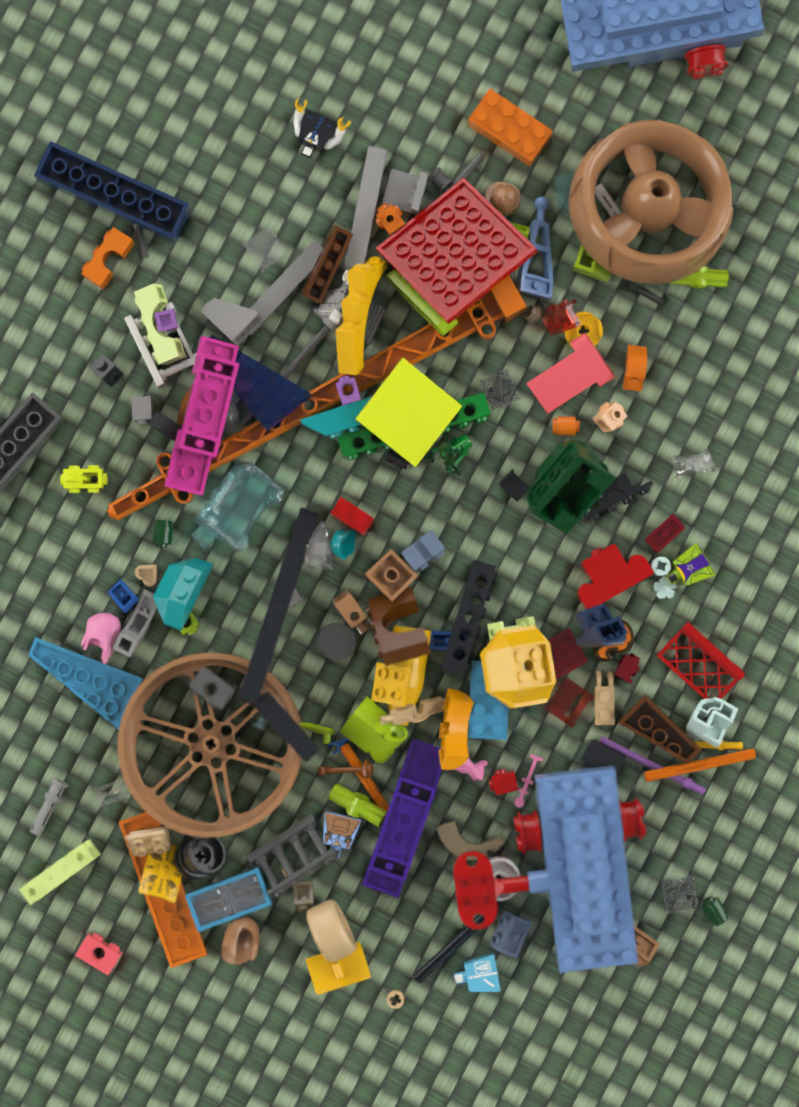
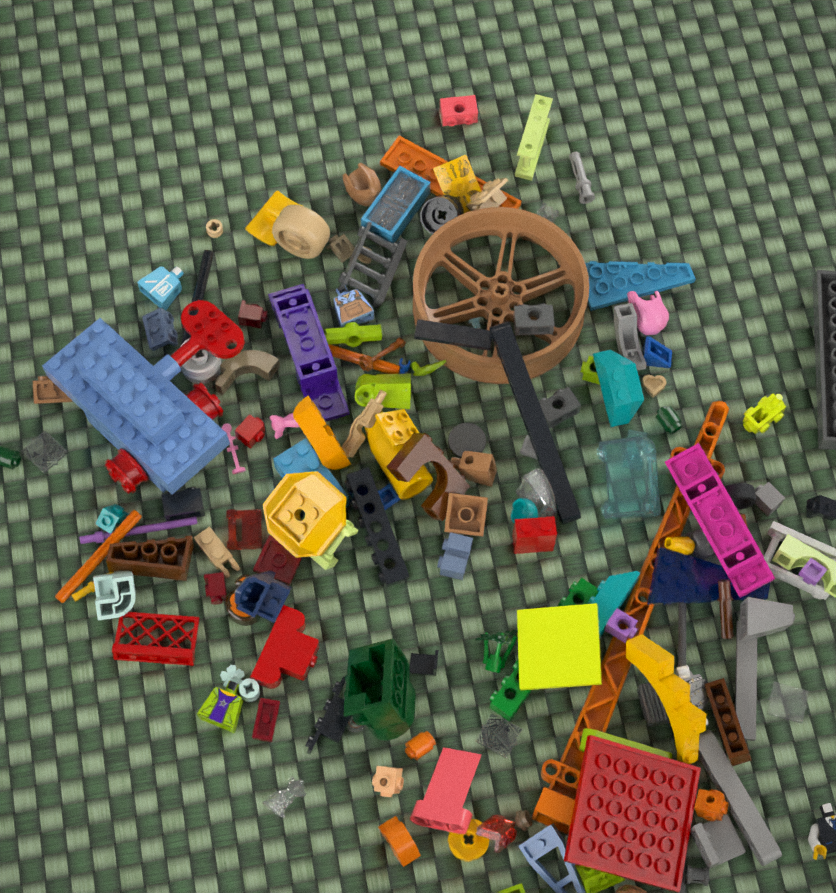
camera: 140 degrees right, 20 degrees down
(247, 420) = (680, 544): none -> yellow cone
(249, 354) = (725, 608): none -> reddish brown axle
(254, 609) = (566, 400): none -> dark grey brick
(425, 888) = (251, 315): none -> dark red brick
(667, 790) = (110, 517): none -> teal bracket

